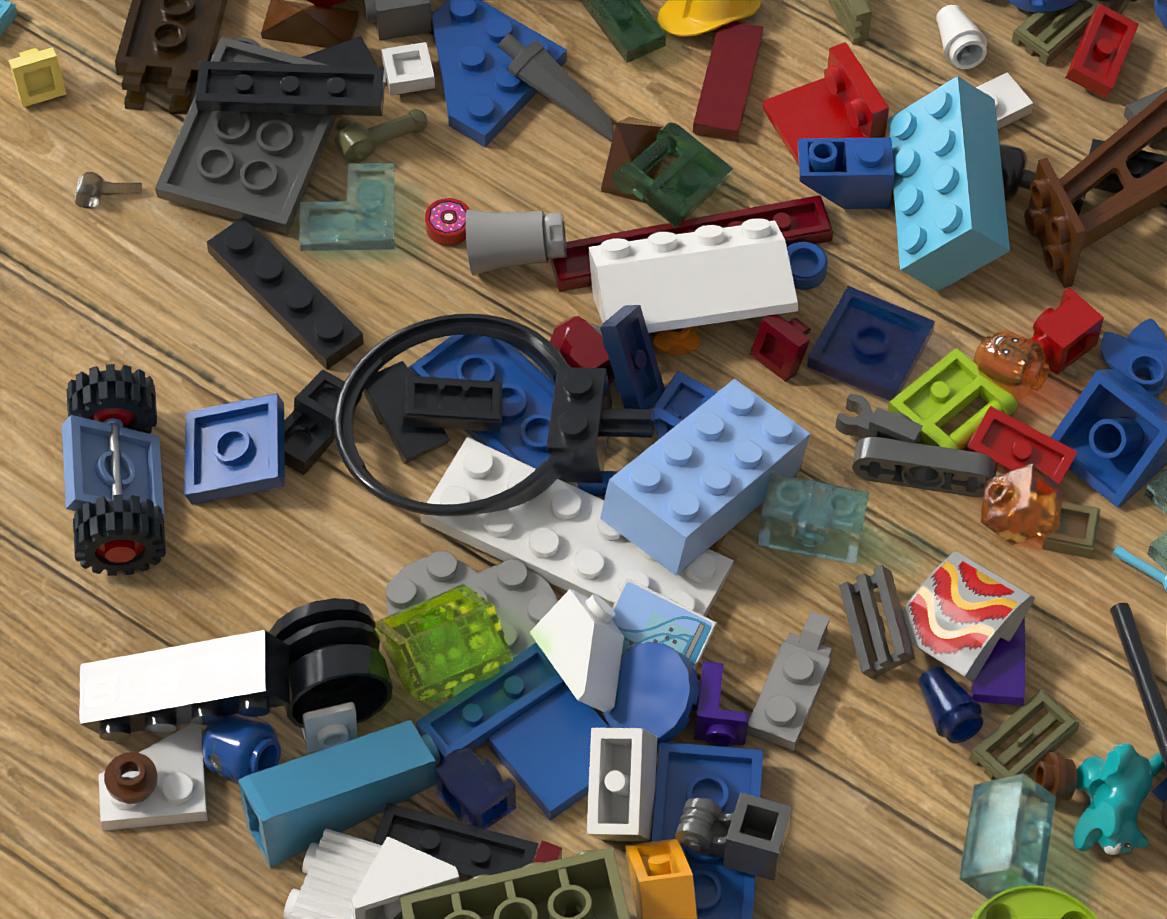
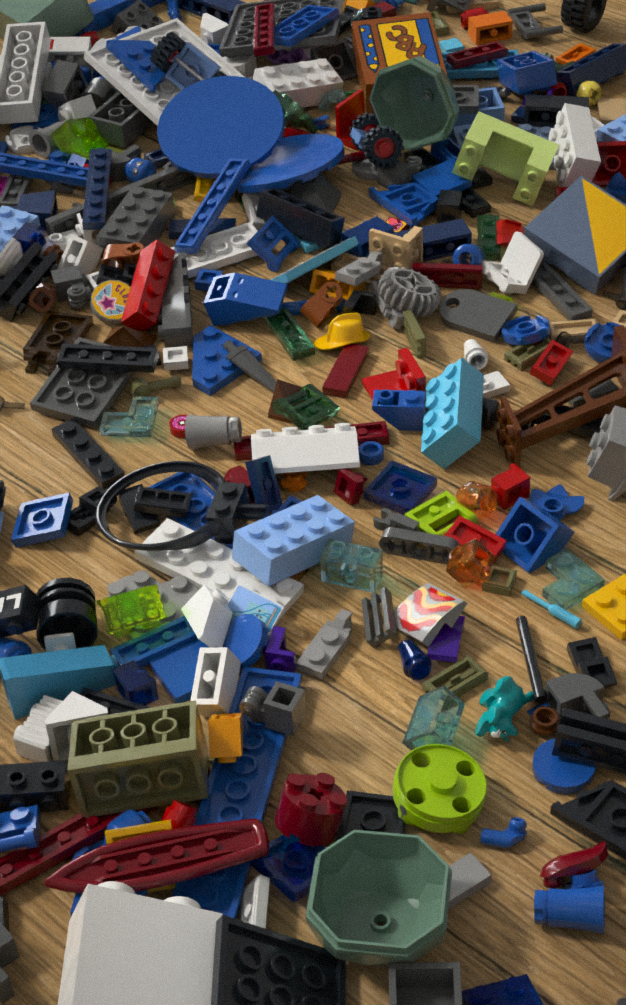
camera: 10 degrees right, 15 degrees down
(1057, 776) = (470, 696): reddish brown plate -> none

